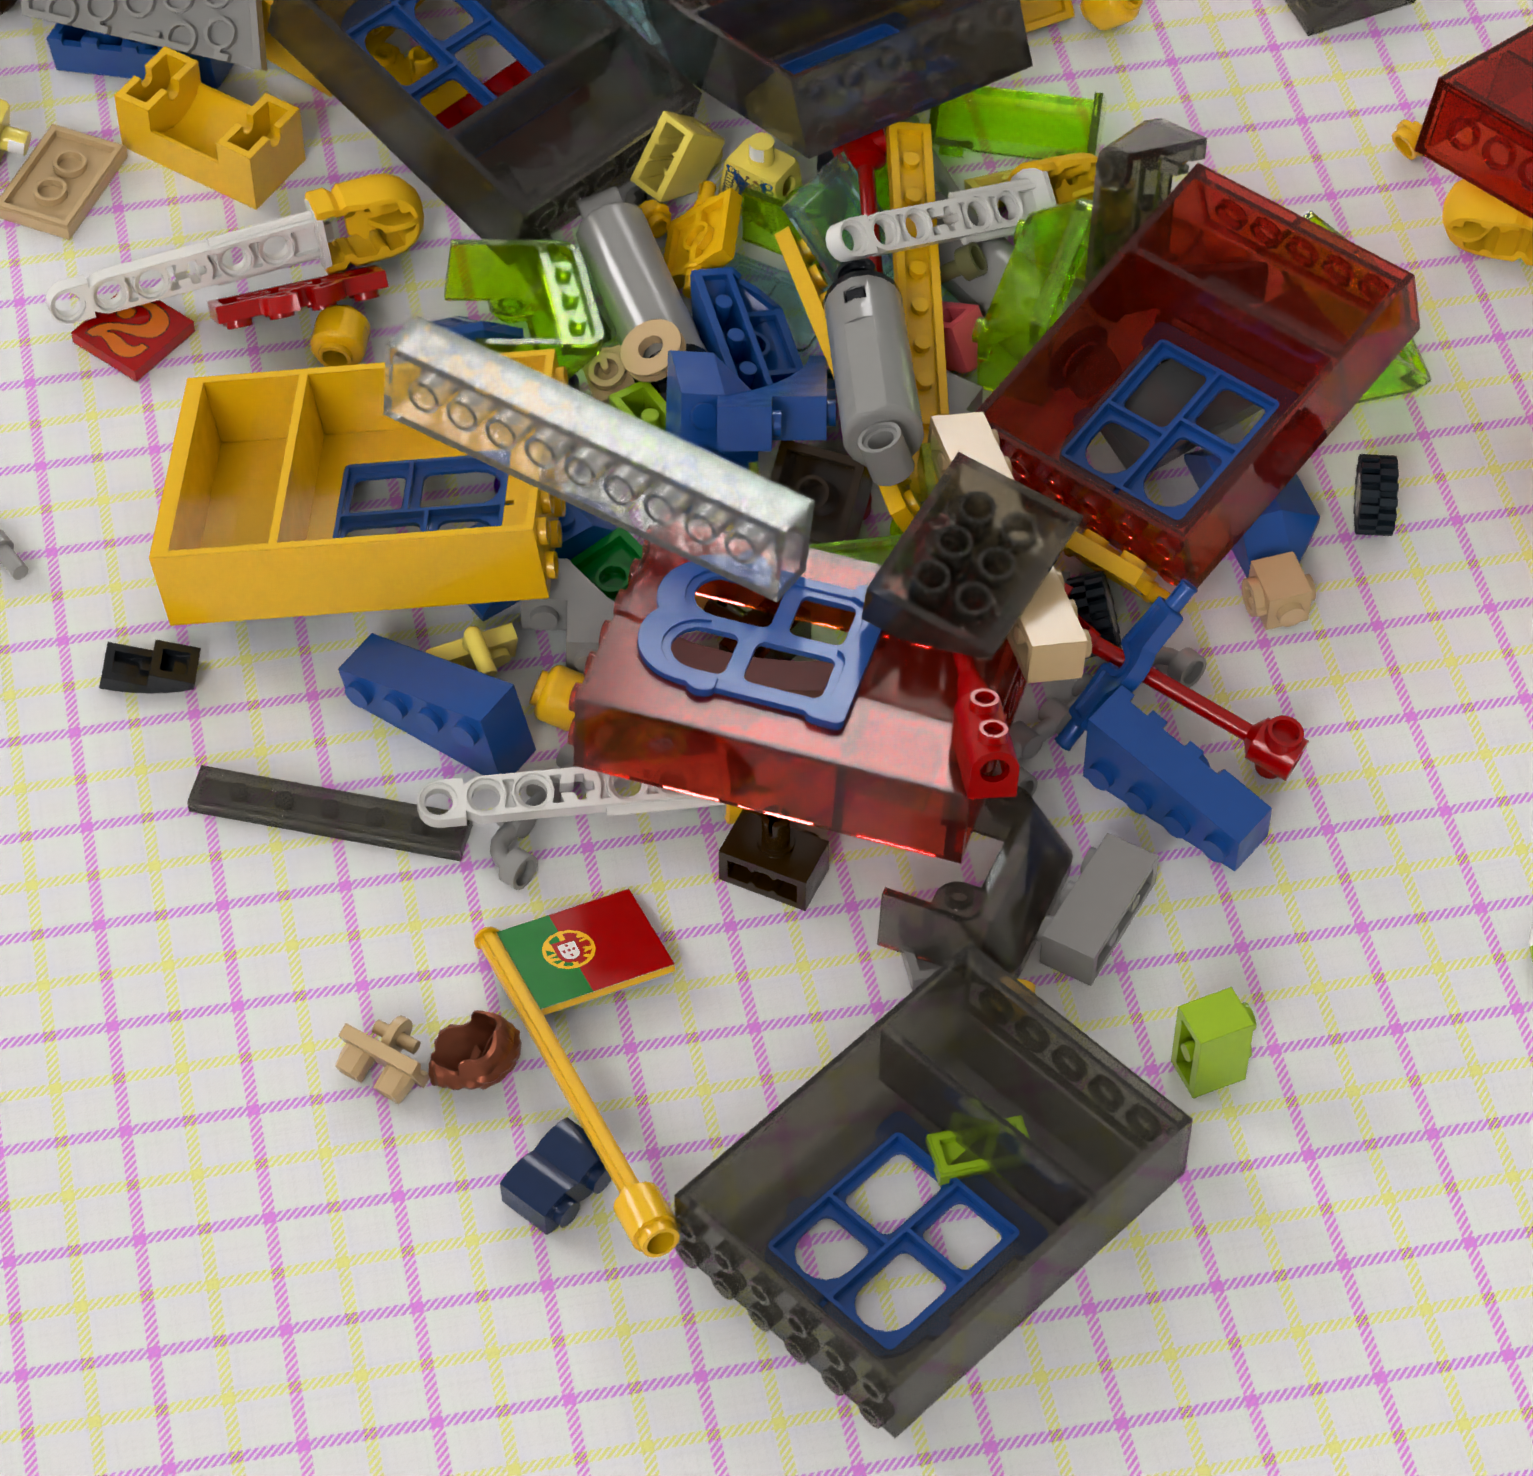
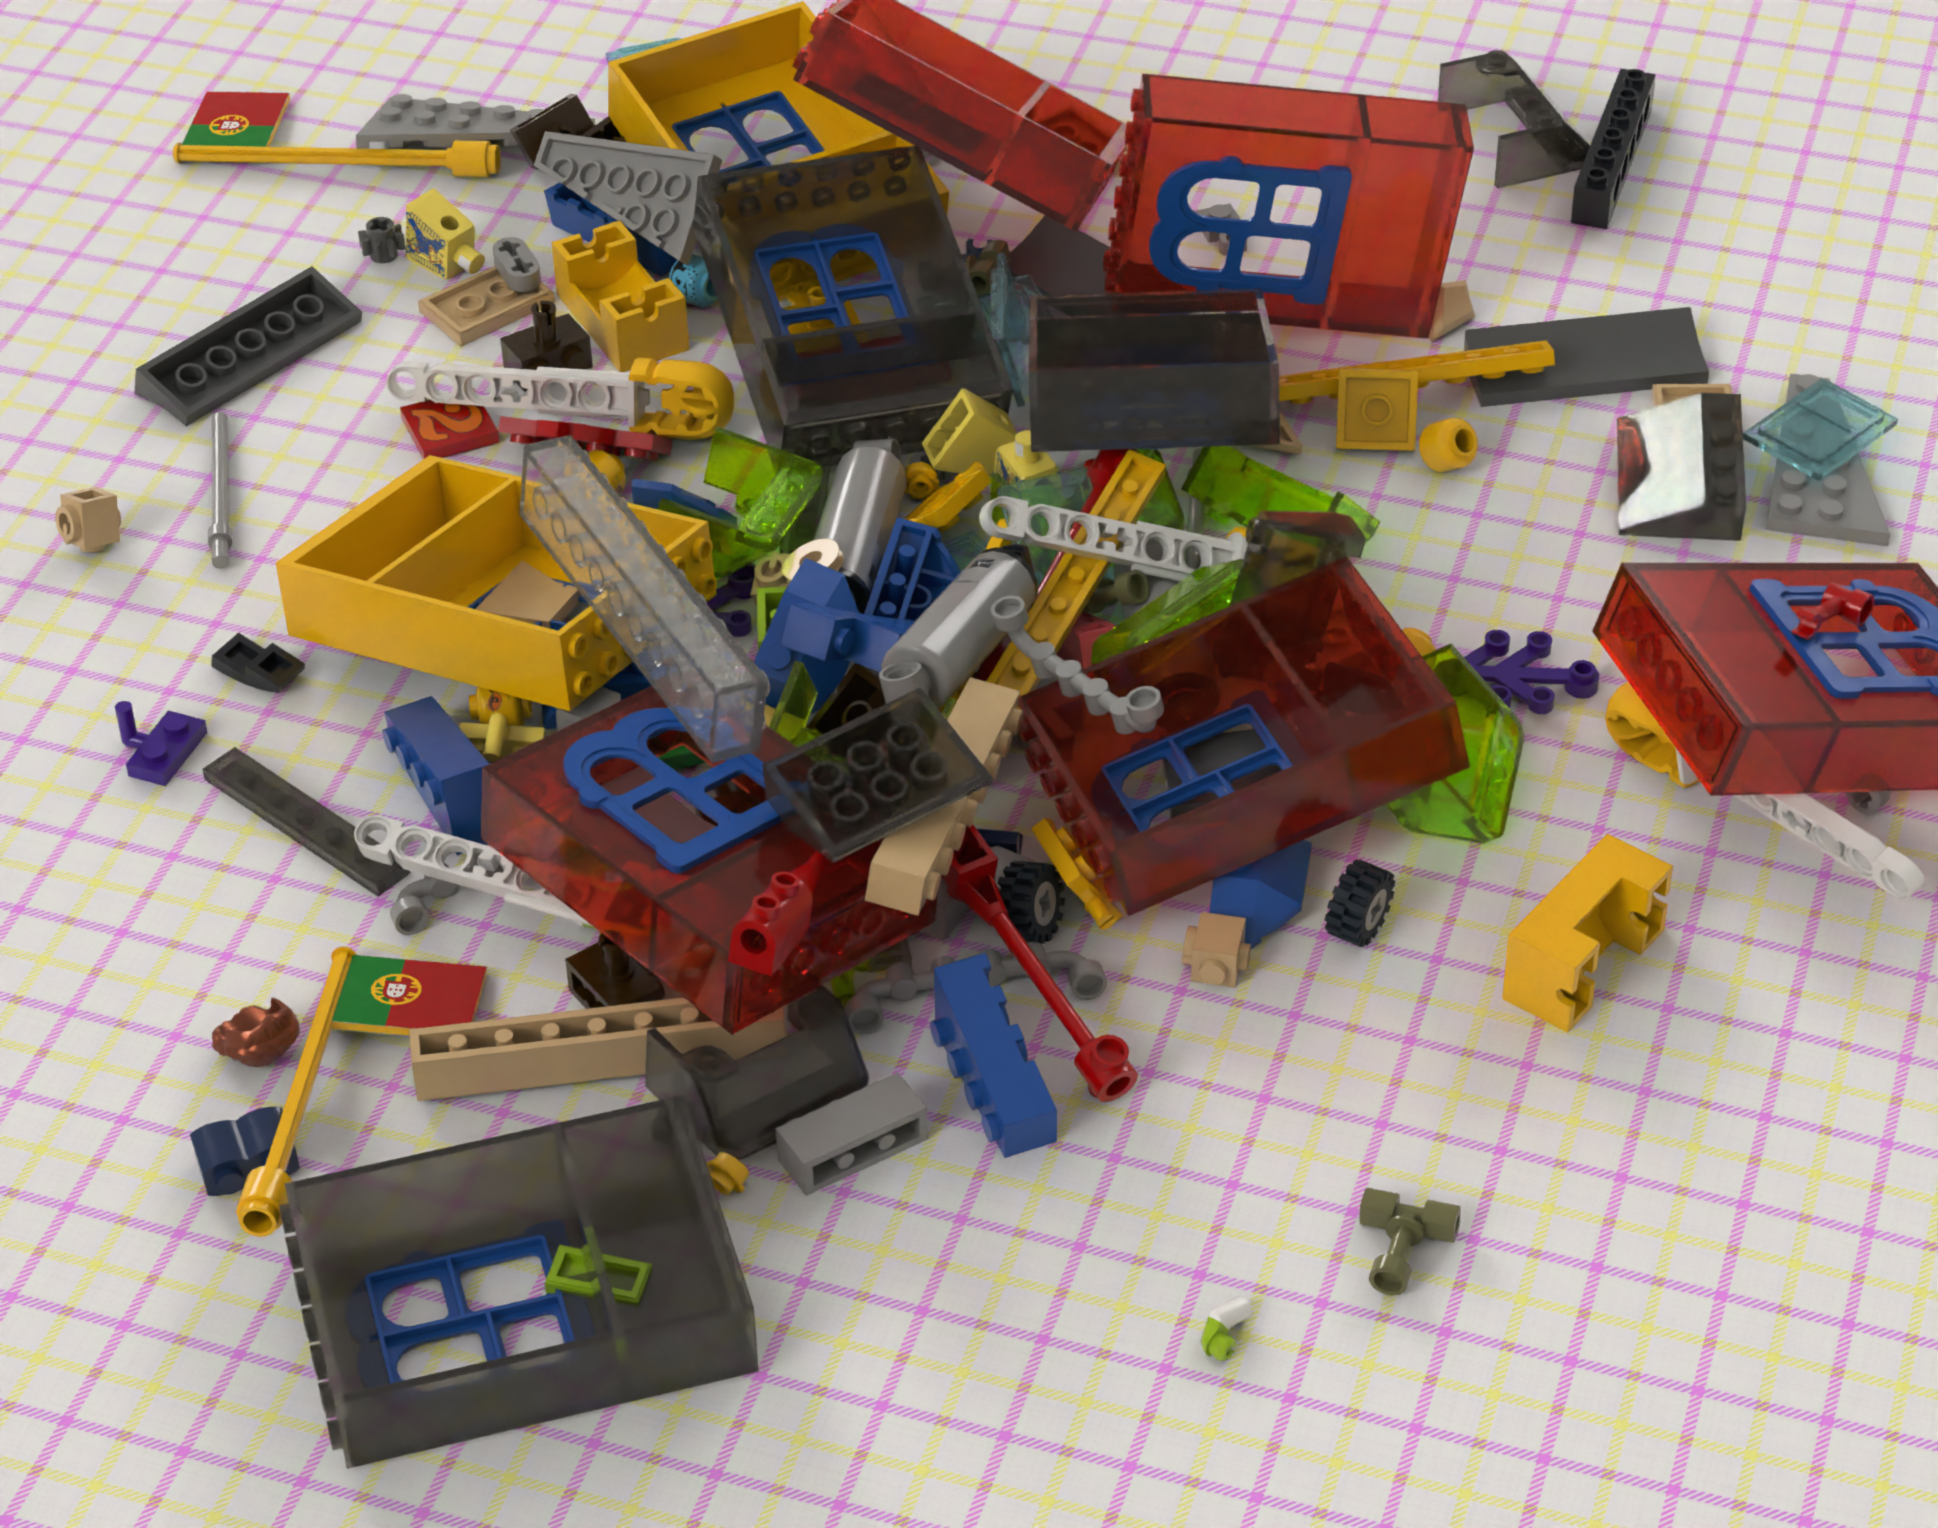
camera: 30 degrees right, 10 degrees down
(74, 125) = (516, 264): none -> light grey beam
(125, 793) = (164, 749): none -> dark purple plate
(176, 212) = (549, 343): none -> dark brown brick
(279, 80) = (693, 281): none -> medium azure head
(386, 494) = (531, 597): none -> tan tile
(399, 1071) = (201, 998): tan hips -> none
(437, 623) = (488, 702): none -> yellow head
(785, 939) = (567, 1046): none -> tan brick
(1140, 382) = (1129, 714): none -> light grey bar
(1140, 650) = (1024, 924): blue piece -> none
(1213, 1042) = (850, 1270): lime brick -> none
(1383, 197) = (1511, 675): none -> dark purple plant

